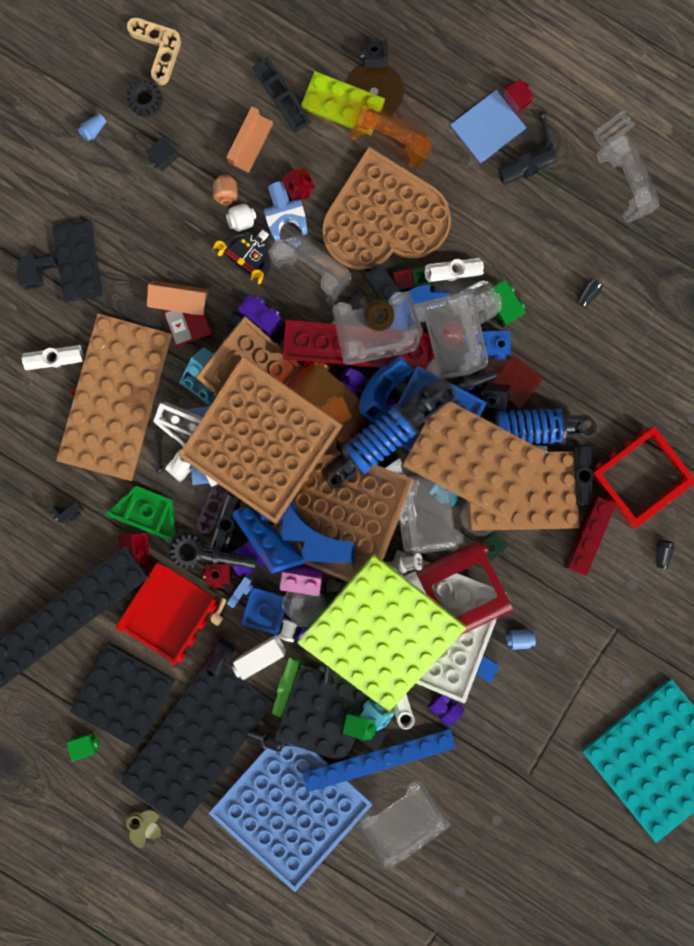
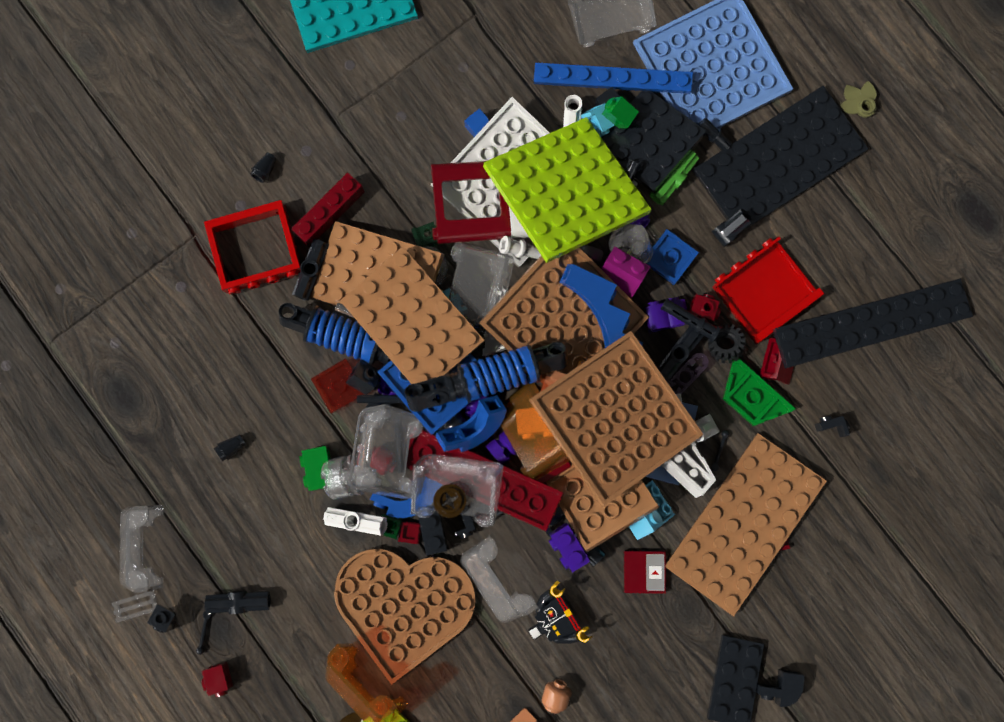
camera: 155 degrees left, 5 degrees down
(41, 359) = (807, 590): white piece -> none
(83, 746) = (892, 195): green brick -> none
(122, 695) = (837, 229): black plate -> none
(177, 297) = (646, 602): nougat panel -> none
(216, 618) = (720, 268): tan hand -> none
(240, 217) = (550, 661): white head -> none
(243, 588) = (683, 286): medium blue plate -> none
(259, 657) = (692, 213): white brick -> none
(274, 551) = (644, 318): blue wing -> none
(283, 211) = (504, 650): medium blue connector -> none
(287, 630) = (655, 229): white bush -> none
(298, 183) = (478, 672): dark red brick -> none
(448, 709) = (529, 99): dark purple wheel -> none
(488, 126) = (260, 660): medium blue piece -> none
(497, 344) = (342, 430): blue brick -> none
(520, 639) = (433, 139): medium blue brick -> none
(585, 125) = (162, 619): none -> black bracket

